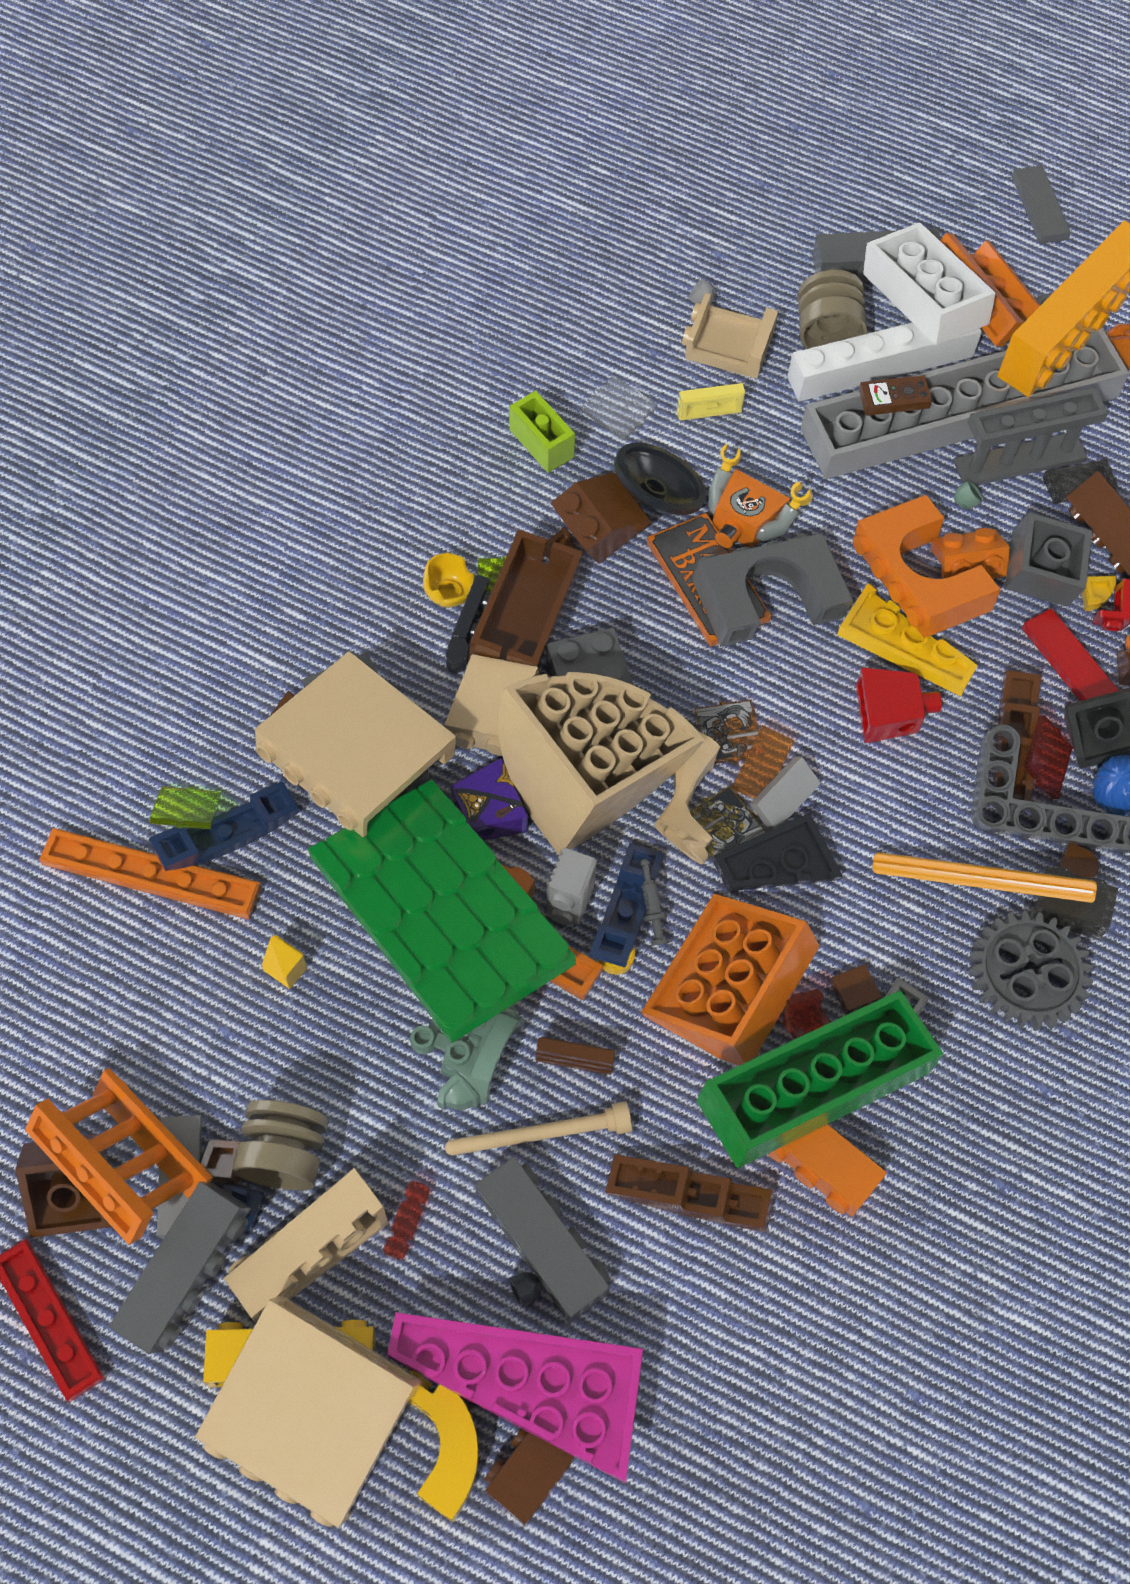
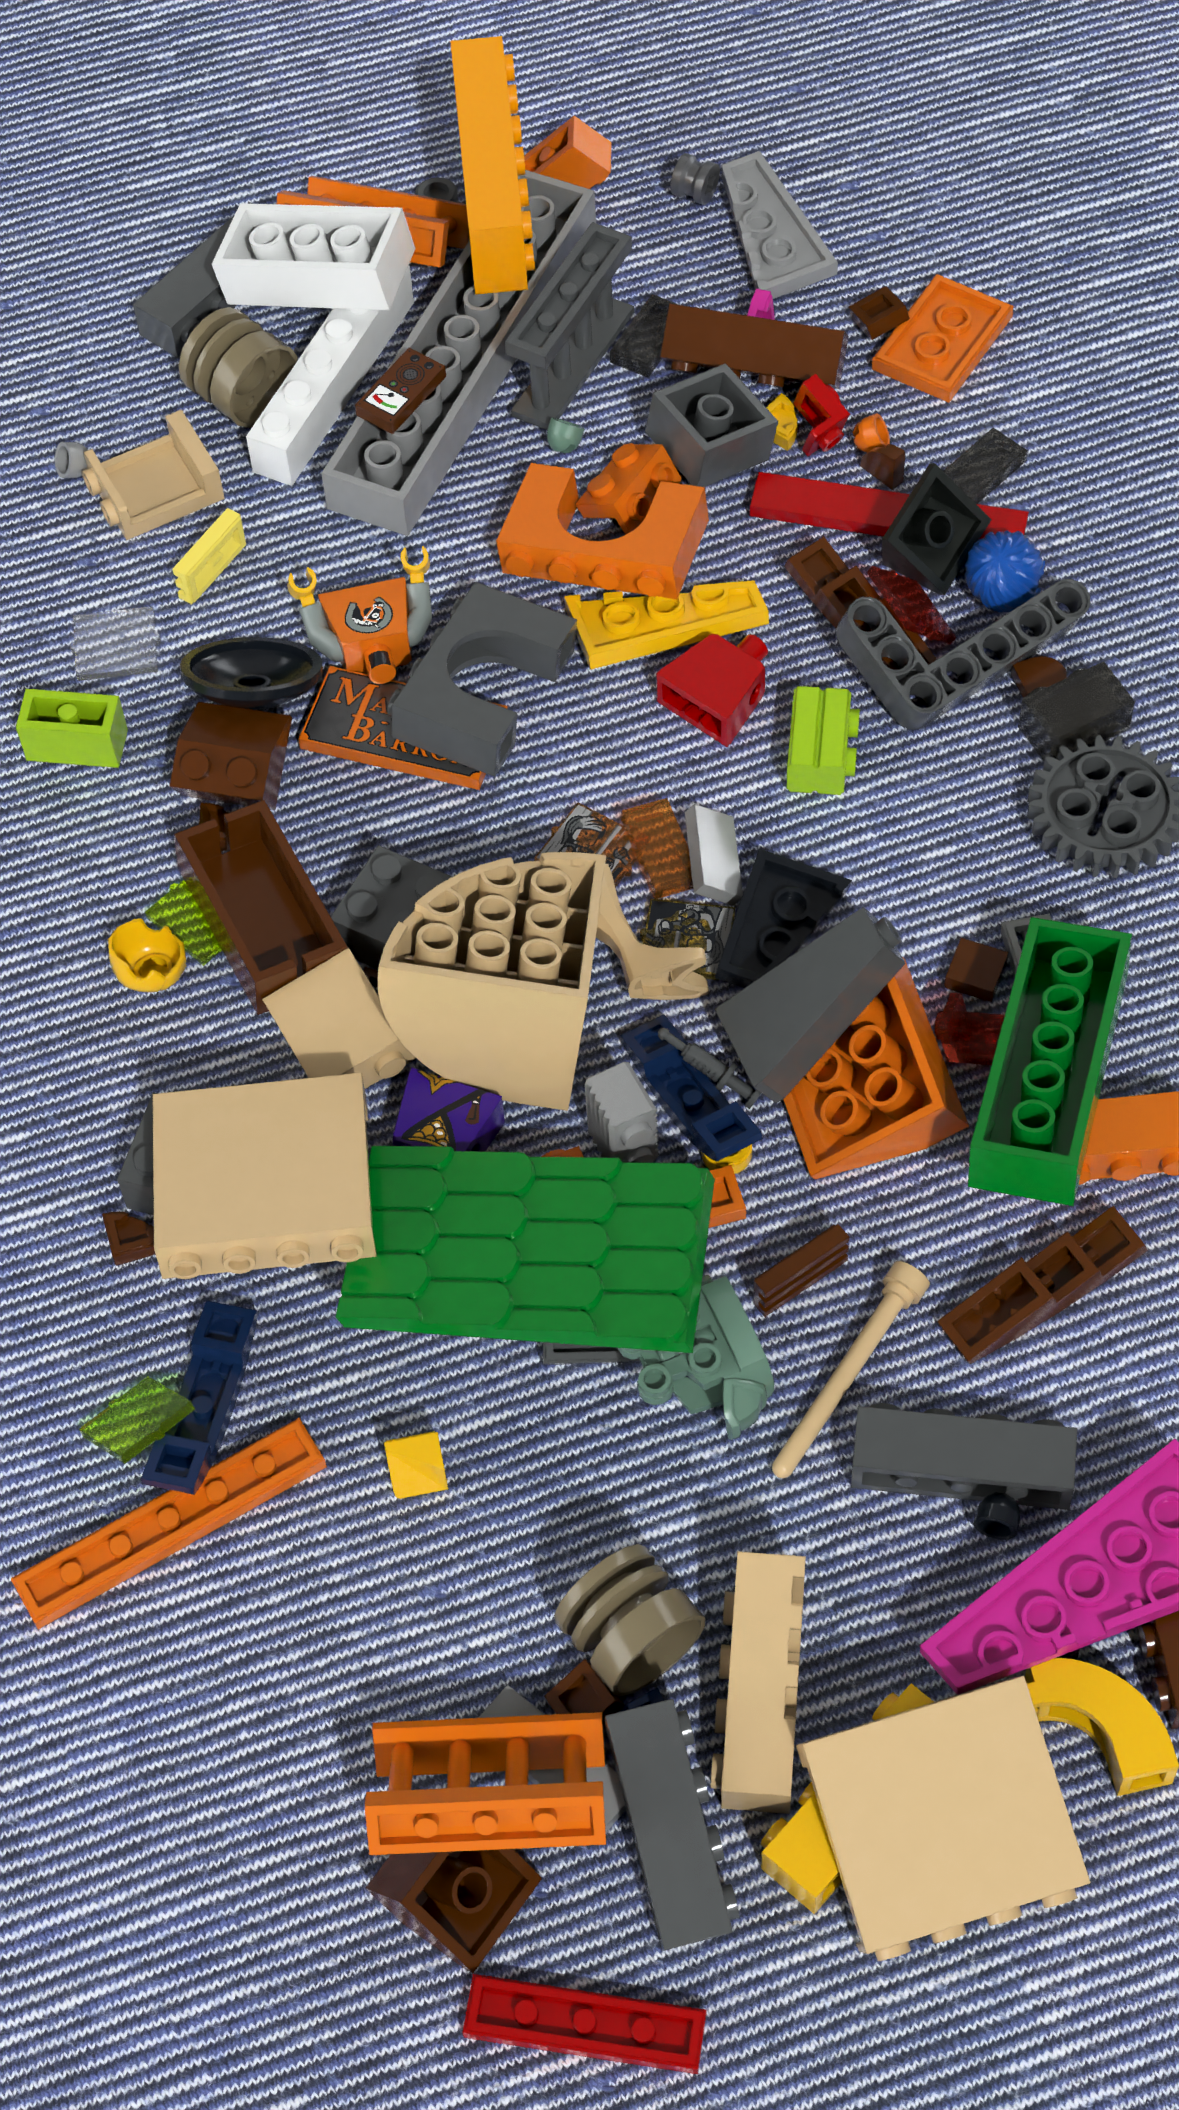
camera: 40 degrees left, 5 degrees down
(406, 1220) = (820, 1573): clear red axle -> none
(458, 648) = (219, 981): black hinge -> none
(733, 919) = (809, 1000): none -> dark grey slope
(912, 785) = (819, 740): none -> lime brick
(985, 877) = (978, 760): light orange axle -> none
(1041, 204) = (314, 104): dark grey tile -> none

